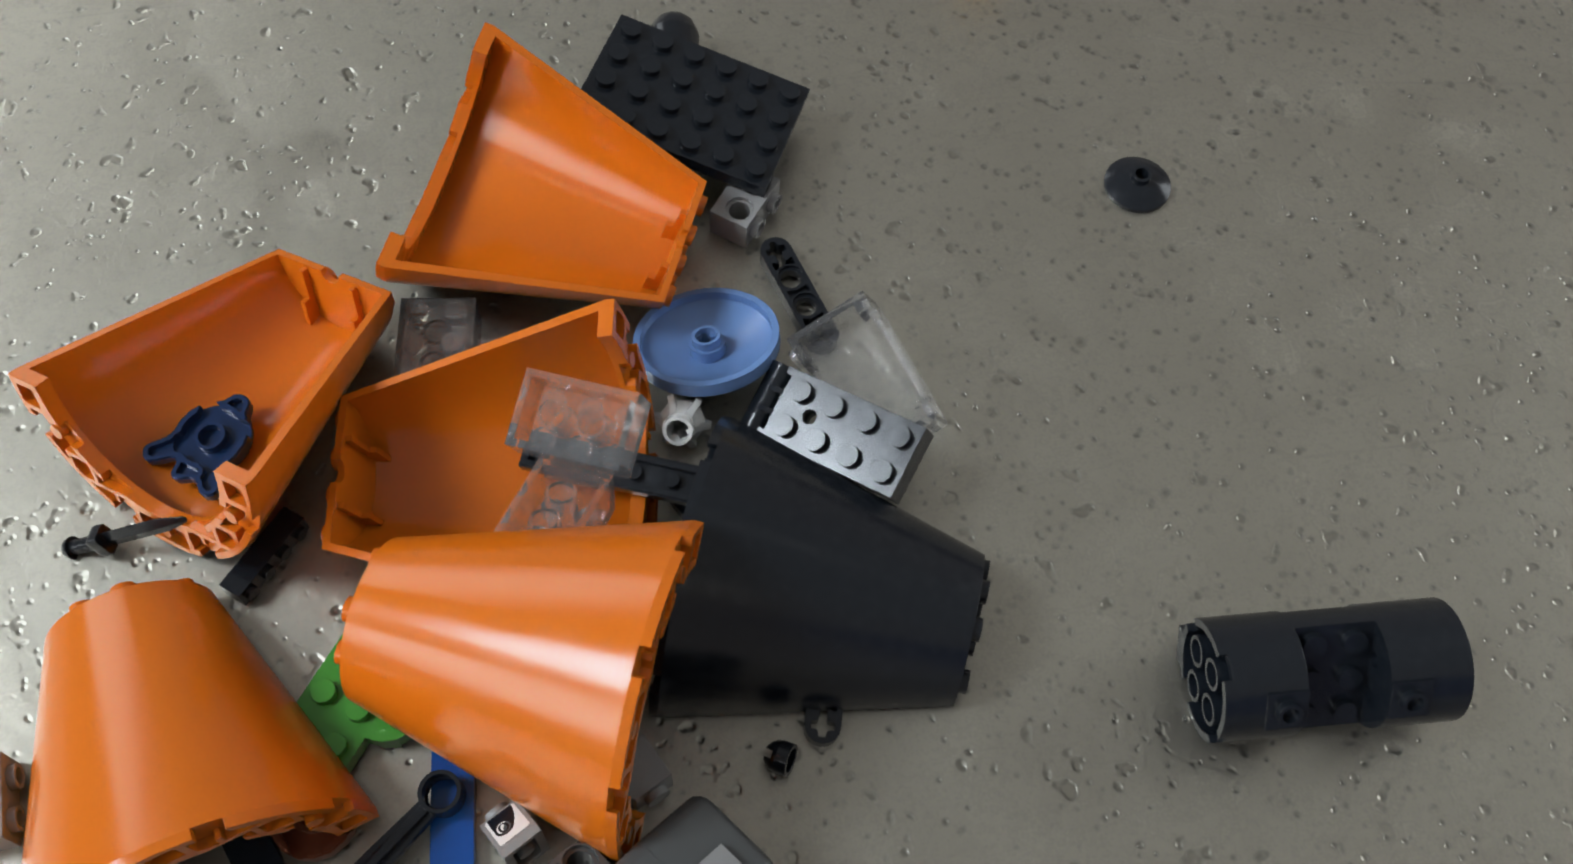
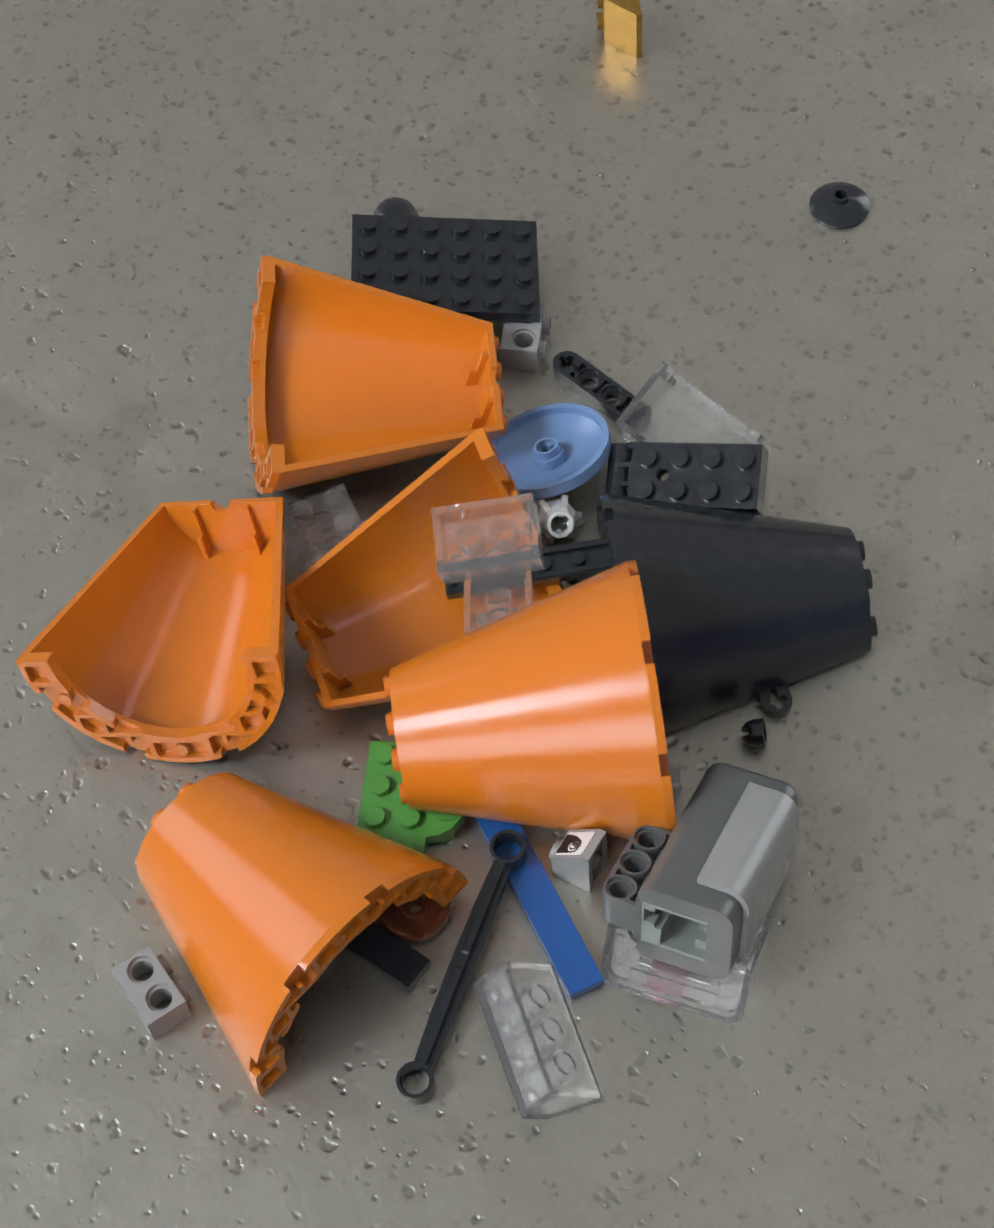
camera: 10 degrees left, 5 degrees down
(105, 541) = (134, 776): black sword -> none
(204, 442) = (179, 675): dark blue tile -> none
(265, 556) = (270, 747): black piece -> none

